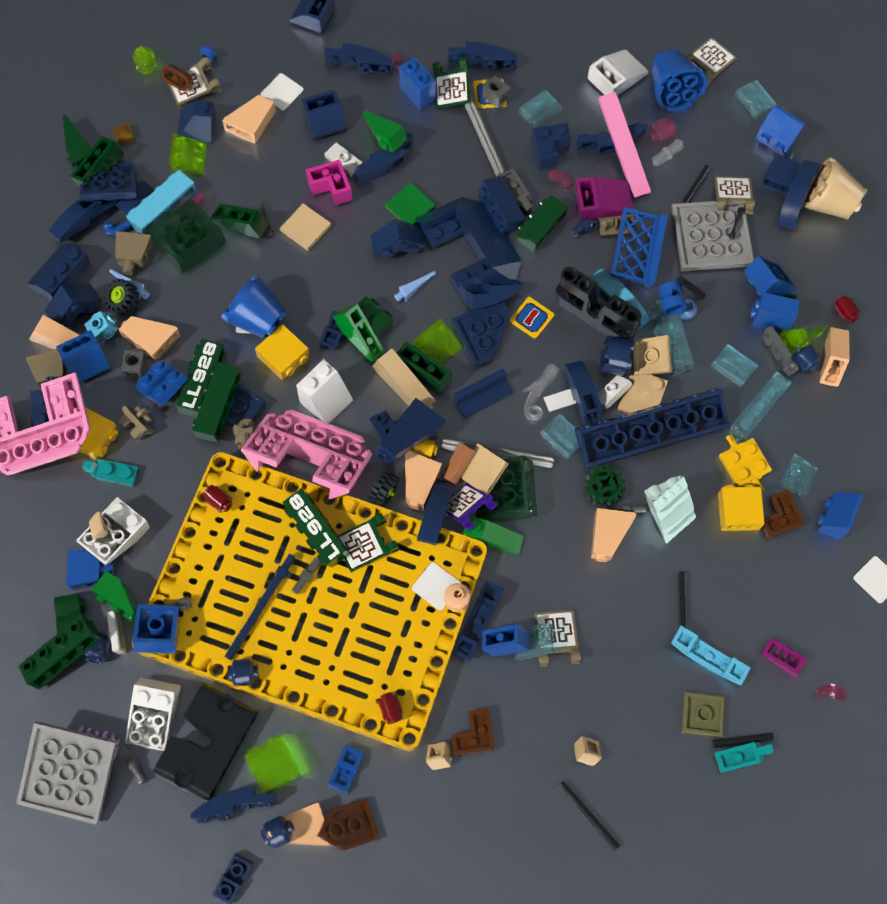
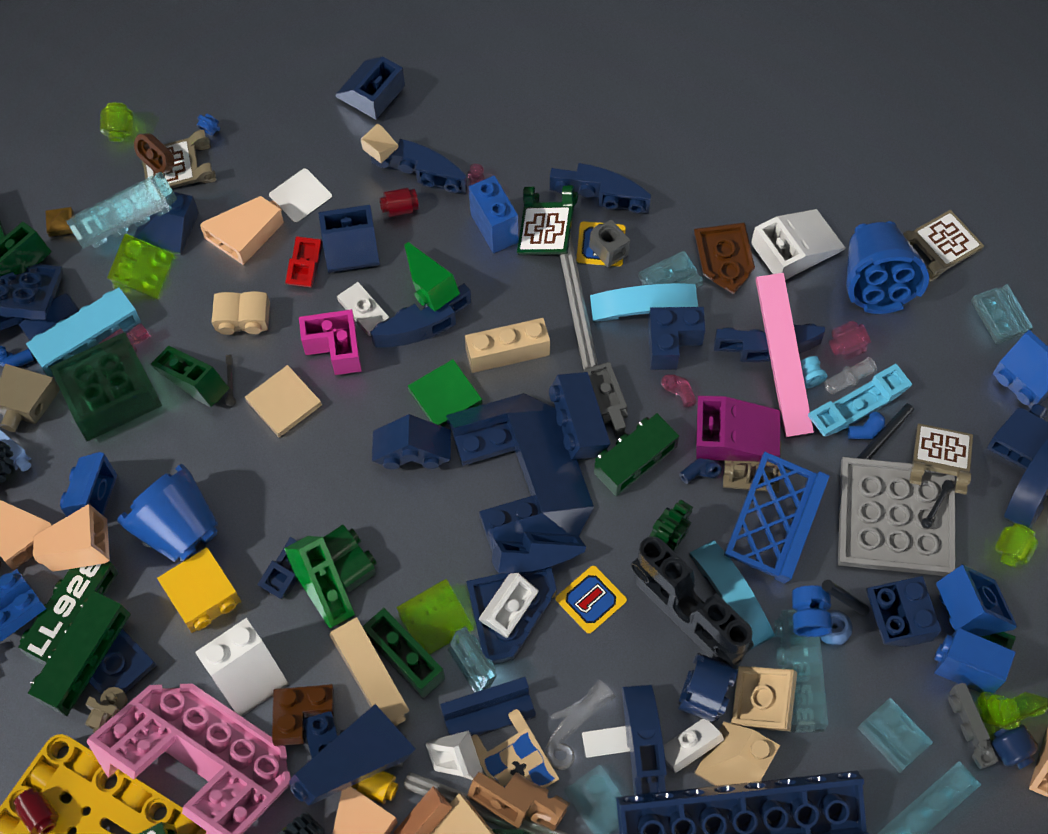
camera: 15 degrees right, 5 degrees down
(169, 118) = (122, 210): none -> clear light blue brick
(193, 301) = (89, 484): none -> blue slope
(195, 334) = (73, 541): none -> light nougat slope
(263, 174) = (240, 312): none -> tan brick
(296, 135) = (304, 262): none -> red slope
(330, 48) = (378, 143): none -> tan slope
(350, 85) = (399, 202): none -> dark red brick
(361, 411) = (294, 705): none -> reddish brown plate
(409, 289) = (411, 524): light blue piece -> none
(444, 167) = (507, 345): none -> tan brick
(466, 364) = (471, 661): none -> clear light blue plate
(470, 424) = (455, 755): none -> white slope
(482, 327) = (509, 604): none -> white slope
(508, 423) = (516, 755): none -> tan flag
(514, 441) = (518, 800): none -> medium nougat plate
(524, 125) = (639, 299): none -> medium azure slope
(572, 88) = (725, 254): none -> reddish brown tile
(576, 259) = (673, 524): none -> dark green gear
(644, 155) = (812, 373): none -> medium azure wheel
(677, 168) = (860, 403): none -> medium azure slope
(685, 185) = (870, 429): none -> blue arm
(728, 291) = (904, 612): none -> dark blue slope
(788, 240) = (1016, 545): none -> clear neon green head

